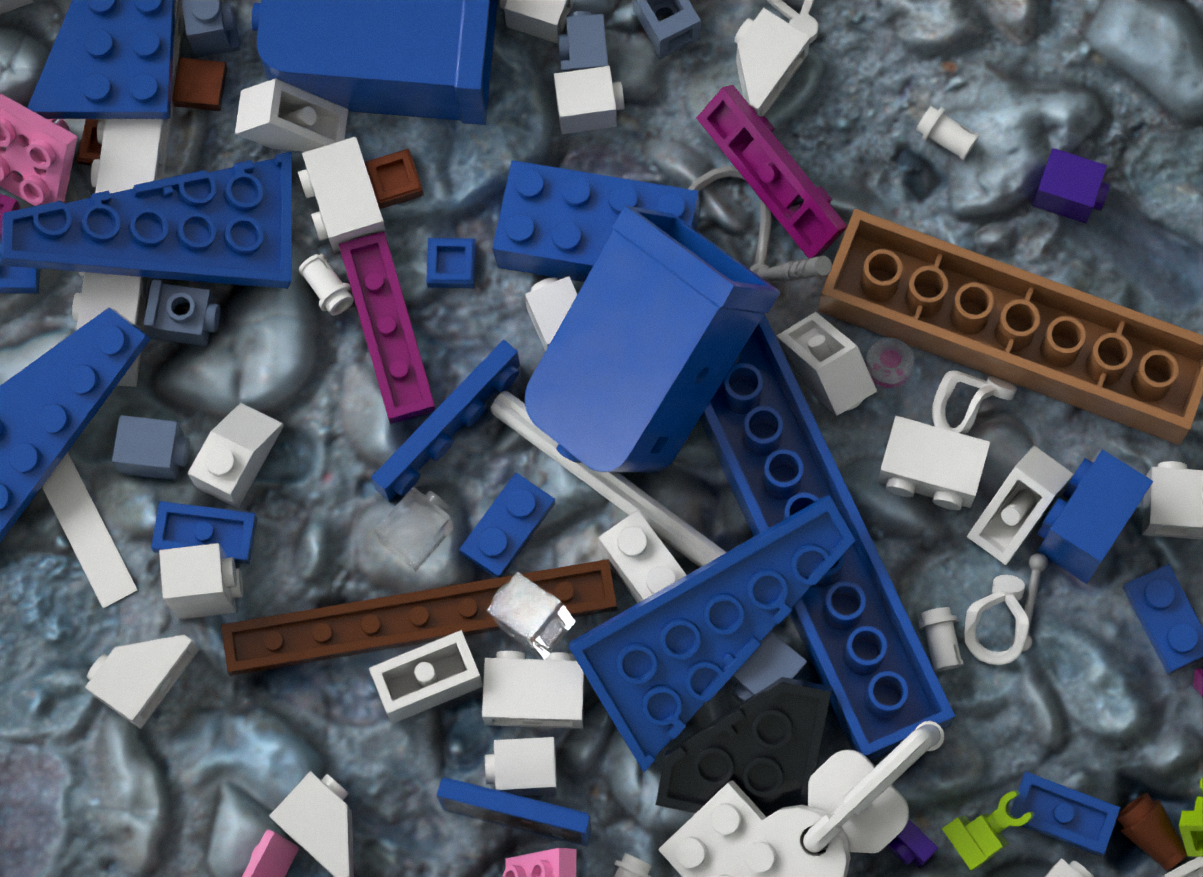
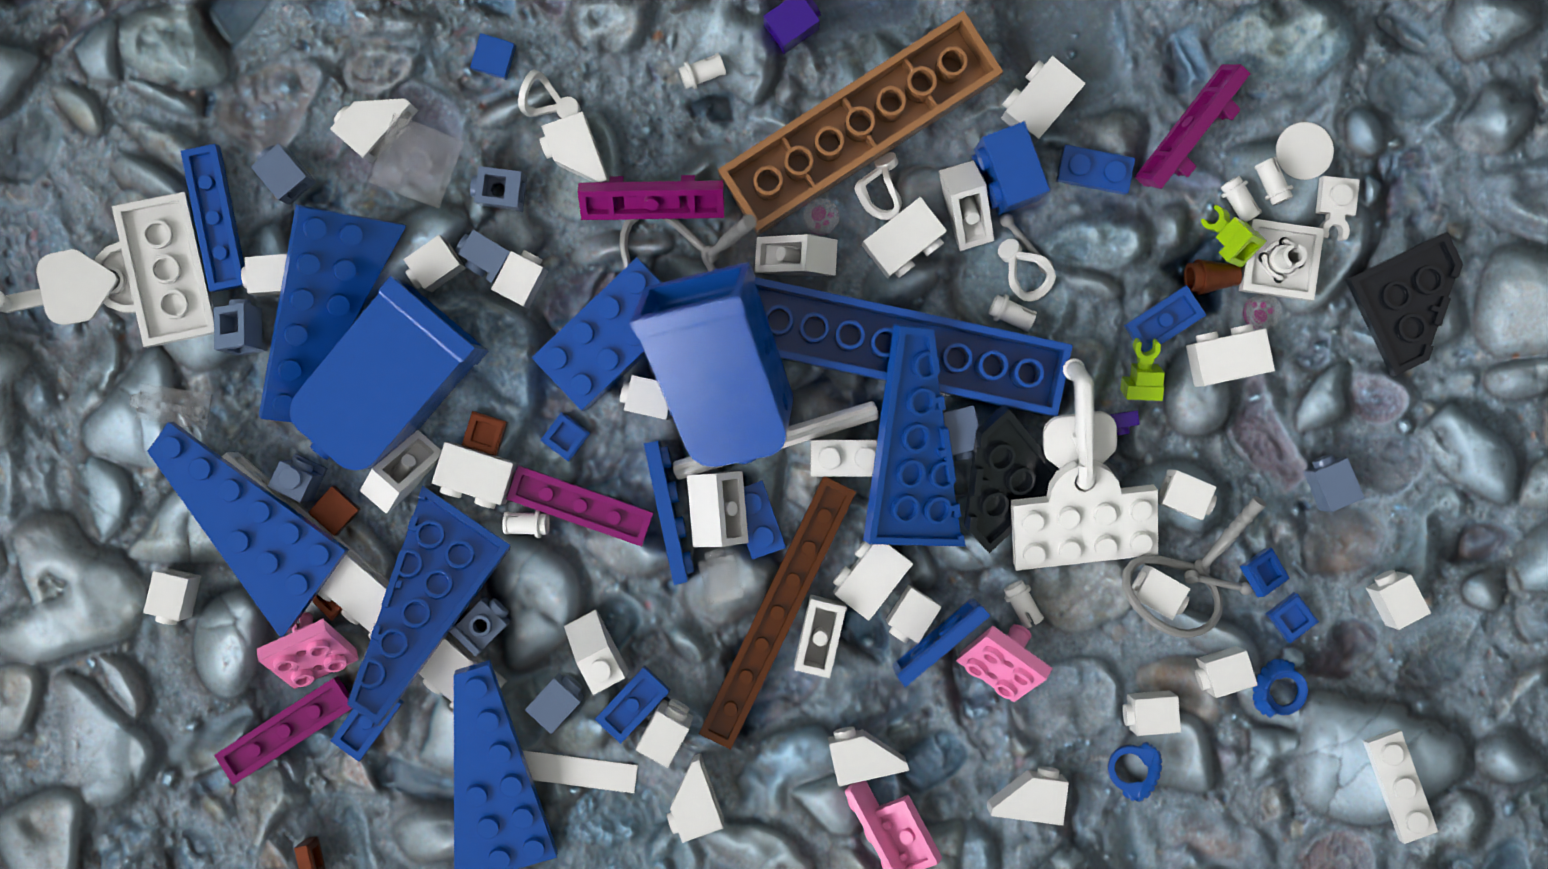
camera: 60 degrees left, 15 degrees up
(488, 468) = (717, 509): none -> white brick
(530, 615) = (830, 551): clear brick -> none

